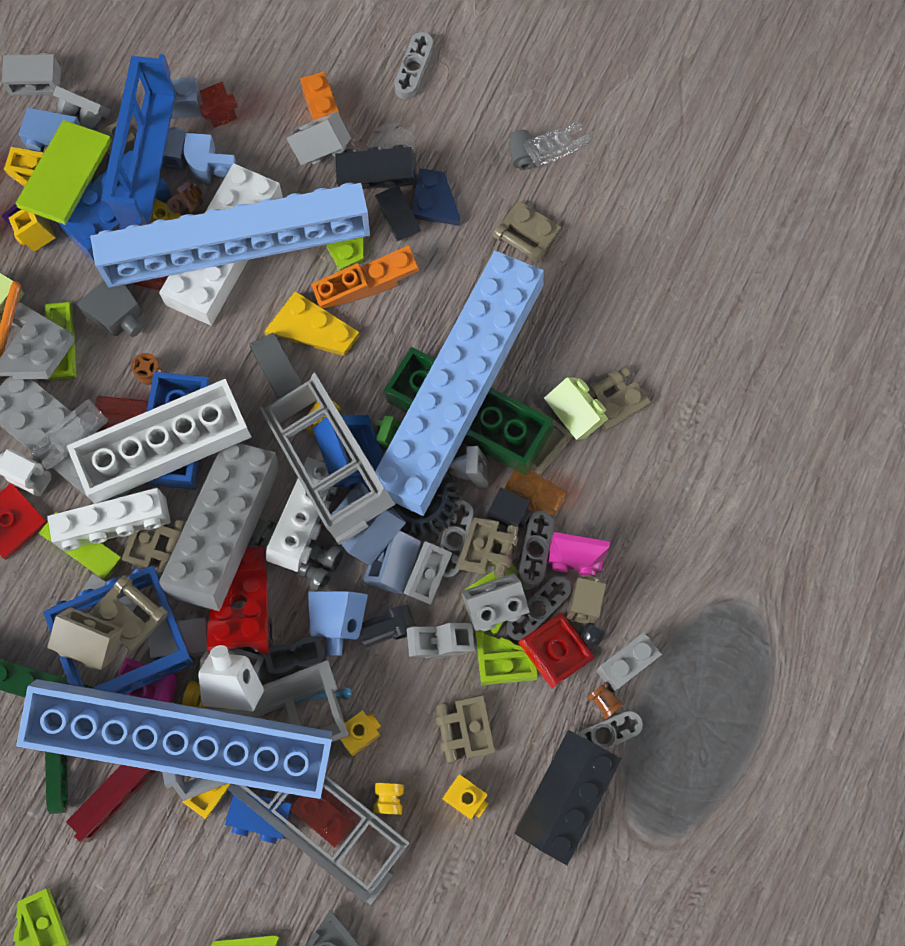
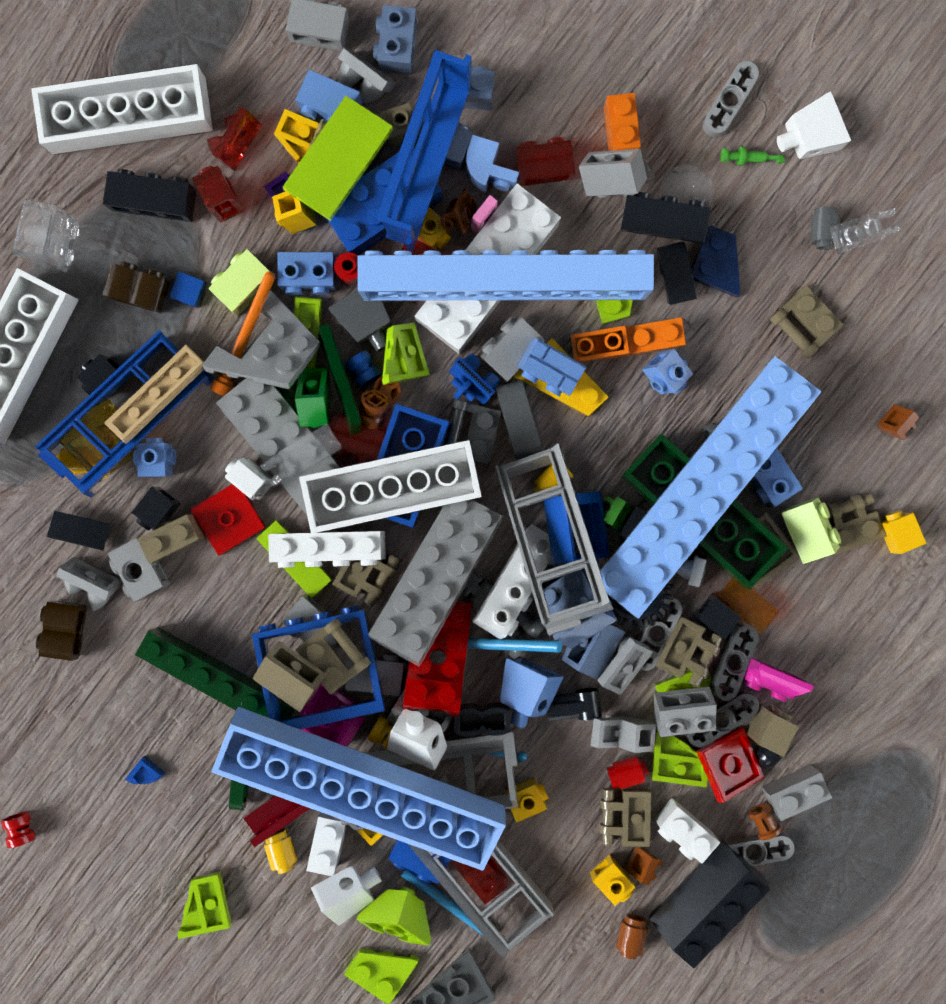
camera: 15 degrees right, 15 degrees up
(52, 279) = (307, 272): none -> medium blue brick
(74, 383) = (313, 397): none -> green brick
(86, 266) = (342, 262): none -> red brick
(98, 364) = (340, 380): none -> dark green tile
(105, 73) = (396, 40): none -> sand blue brick
(110, 848) = (280, 852): none -> yellow brick
(118, 351) = (362, 367): none -> blue wheel
(133, 383) = (374, 405): none -> dark orange wheel
(156, 333) = (403, 355): none -> lime wing
(158, 824) = (326, 845): none -> white brick
(186, 872) = (345, 893): none -> white torso
(206, 192) = (483, 214): none -> bright pink tile
(218, 105) = (512, 105): clear red brick -> none
(225, 345) = (470, 383): none -> blue hips
(245, 386) = (481, 430): none -> dark grey plate
(247, 888) = (399, 915): none -> lime slope
(257, 305) = (508, 348): none -> light grey brick
(258, 145) = (545, 162): none -> clear red brick
(295, 310) = (551, 367): none -> medium blue brick
(295, 864) = (438, 896): none -> dark azure bar
(311, 573) = (514, 645): none -> dark azure bar
(388, 798) = (541, 866): yellow wheel -> none
(408, 297) = (668, 372): none -> medium blue brick
(437, 107) = (748, 156): none -> bright green piece
(455, 682) = (627, 772): none -> red brick
(493, 74) = (815, 129): none -> white torso
(493, 773) = (643, 865): none -> dark orange tile
(499, 853) = (632, 936): none -> dark orange brick
(527, 369) = (775, 481): none -> medium blue brick
(528, 726) = (686, 830): none -> white brick
(632, 298) = (898, 421): none -> dark orange tile
(663, 393) = (902, 532): none -> yellow brick

